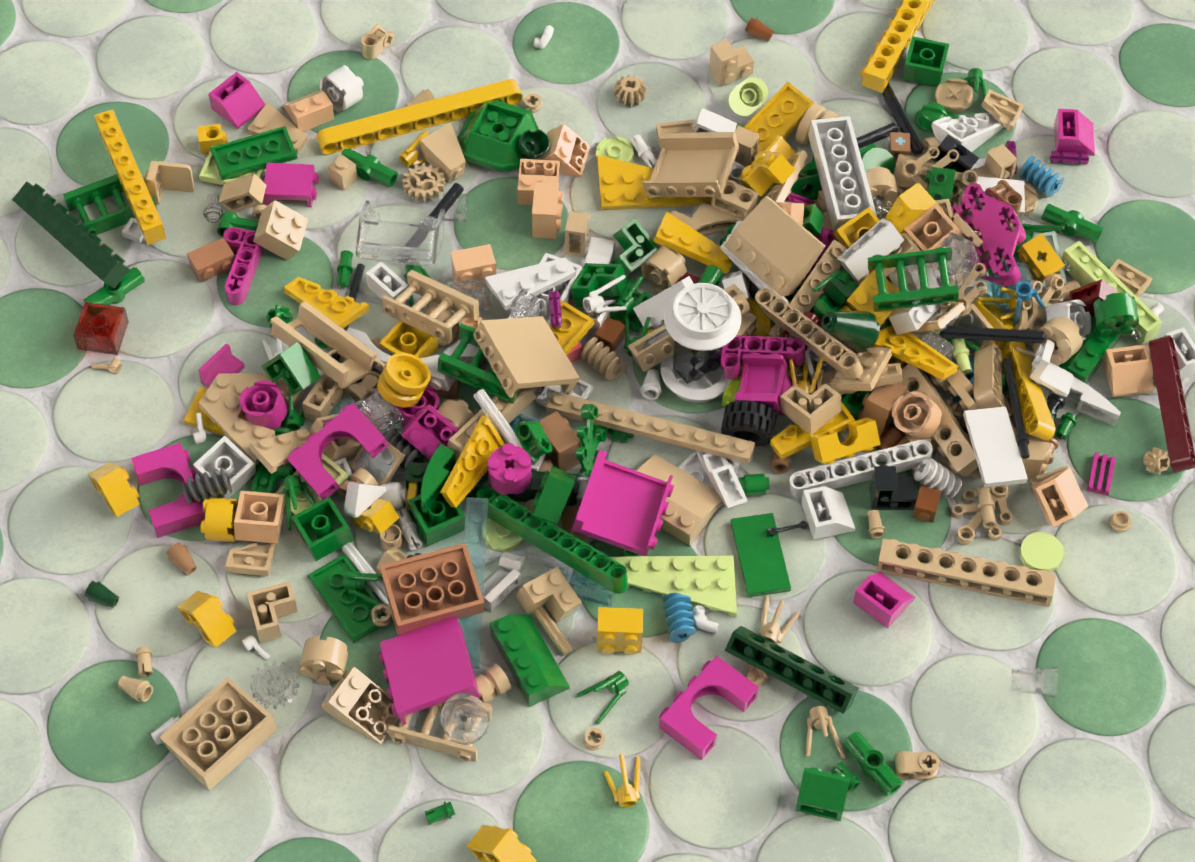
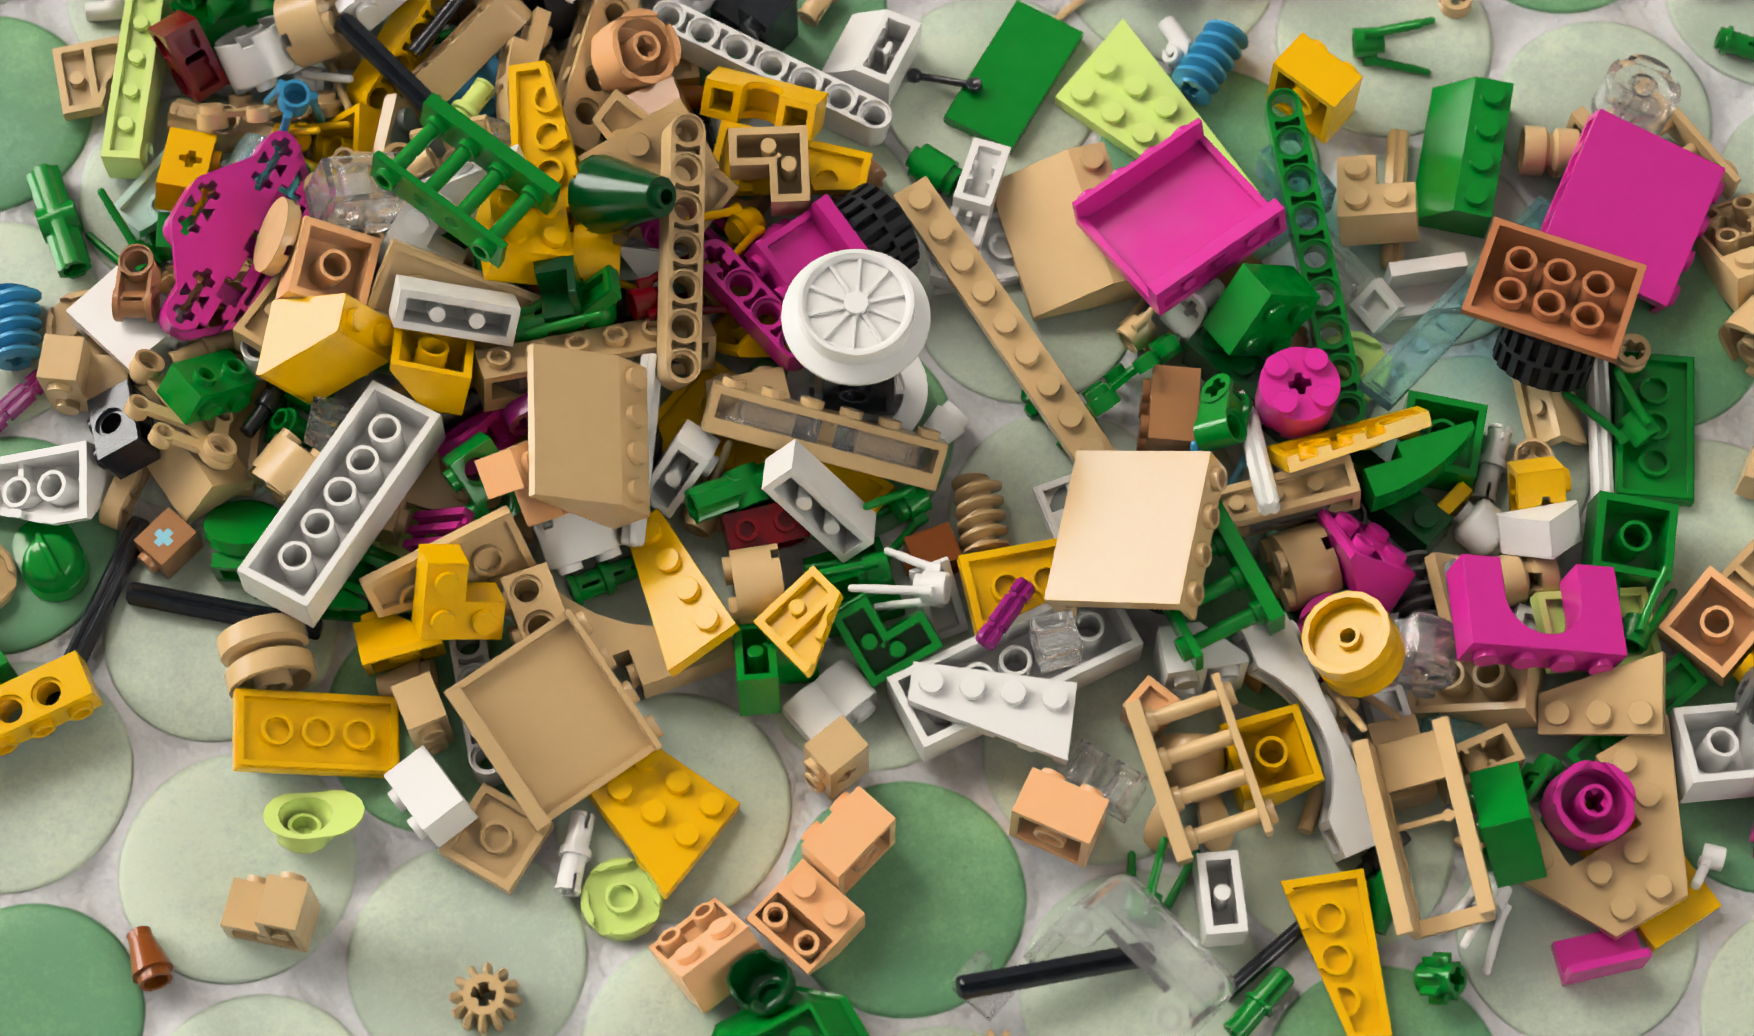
camera: 140 degrees left, 10 degrees up
(631, 254) = (802, 619): none -> yellow wing

